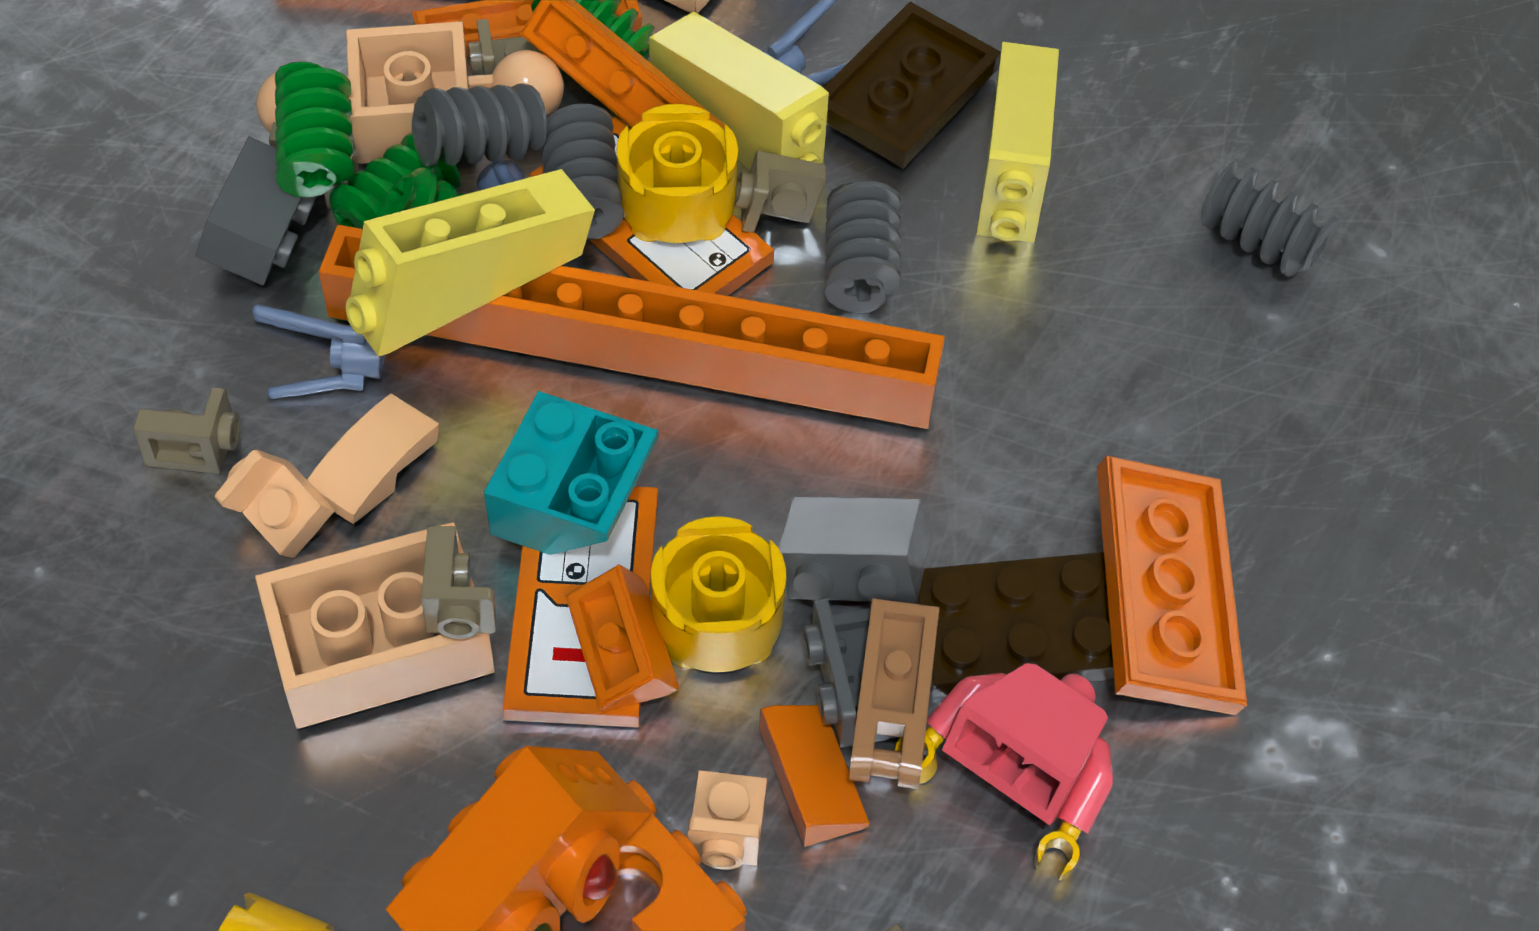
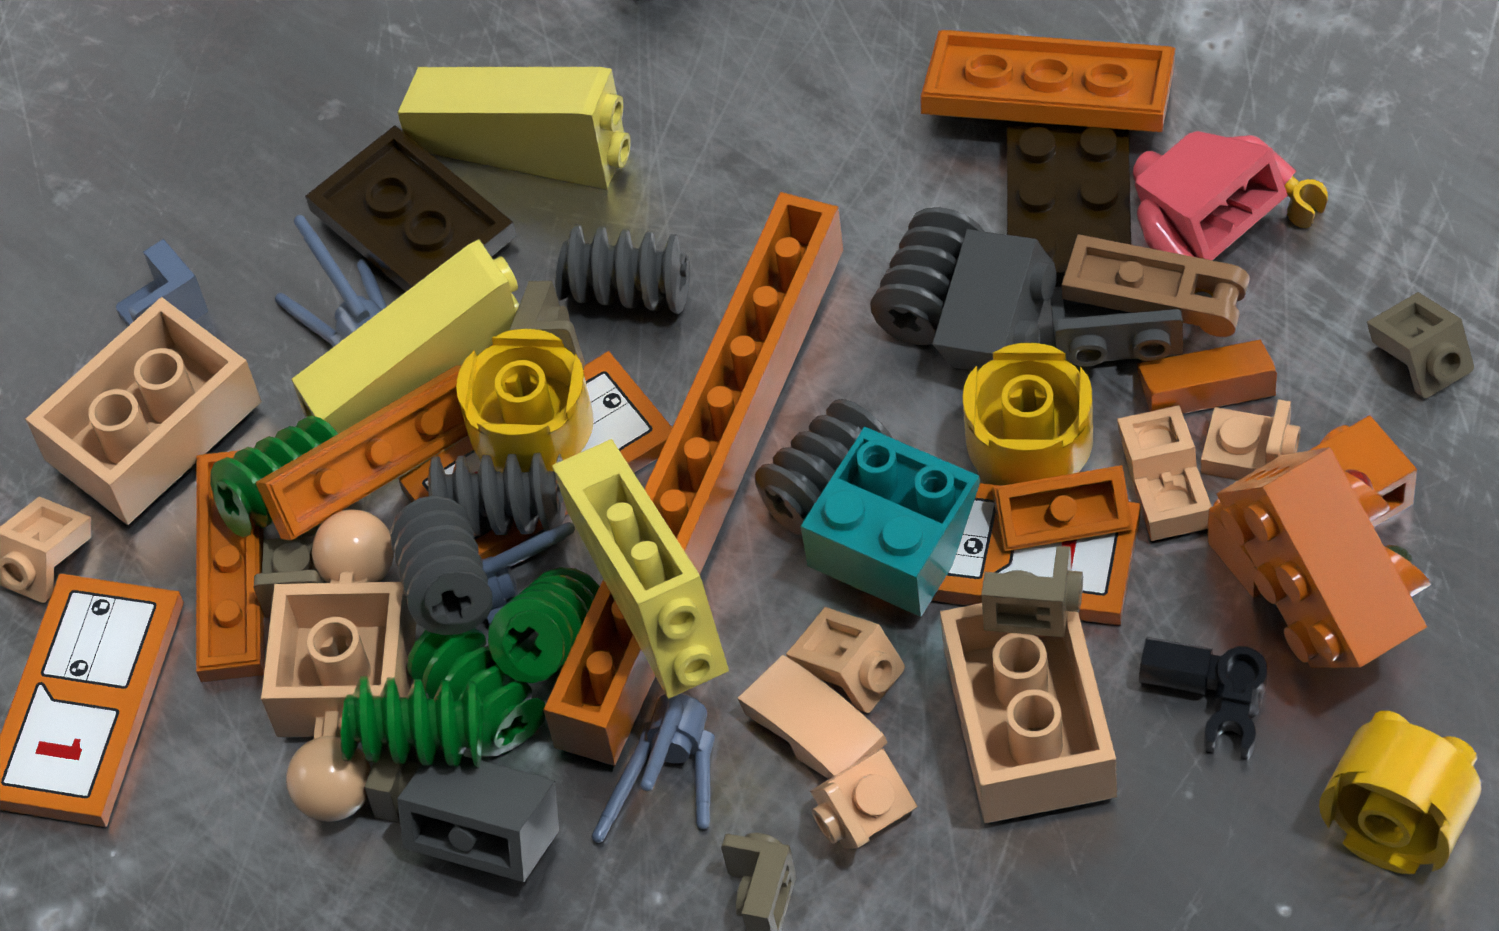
camera: 70 degrees left, 0 degrees up
(438, 475) = (849, 655): none -> light nougat bracket
(441, 789) = (1236, 676): none -> black bar
(681, 453) = (805, 468): none -> dark grey piece
(700, 735) = (1164, 472): none -> light nougat slope
(869, 480) = (920, 275): none -> dark grey piece

